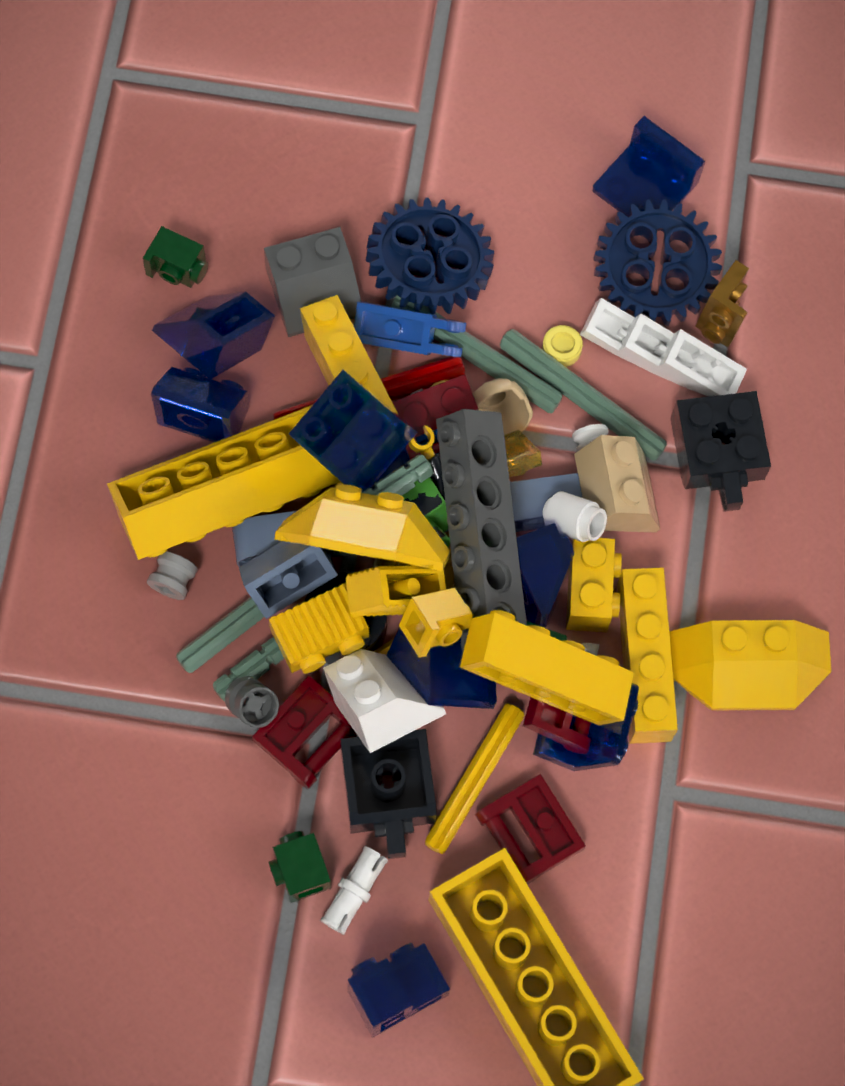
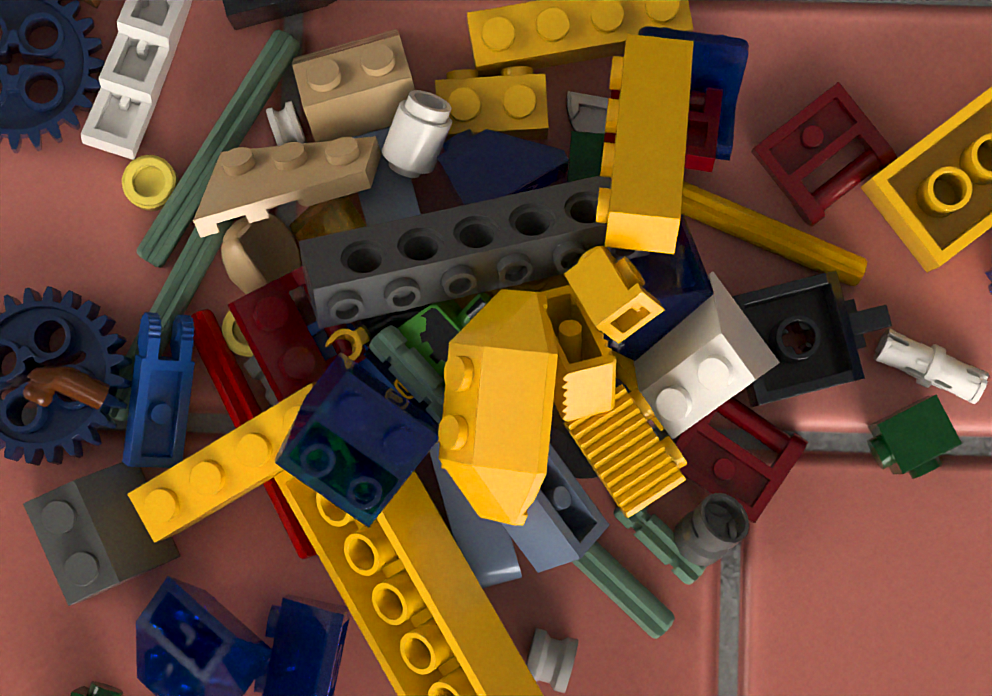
camera: 90 degrees left, 15 degrees up
(422, 261) = (68, 381): none -> reddish brown arm
(555, 423) = (263, 178): none -> tan wing

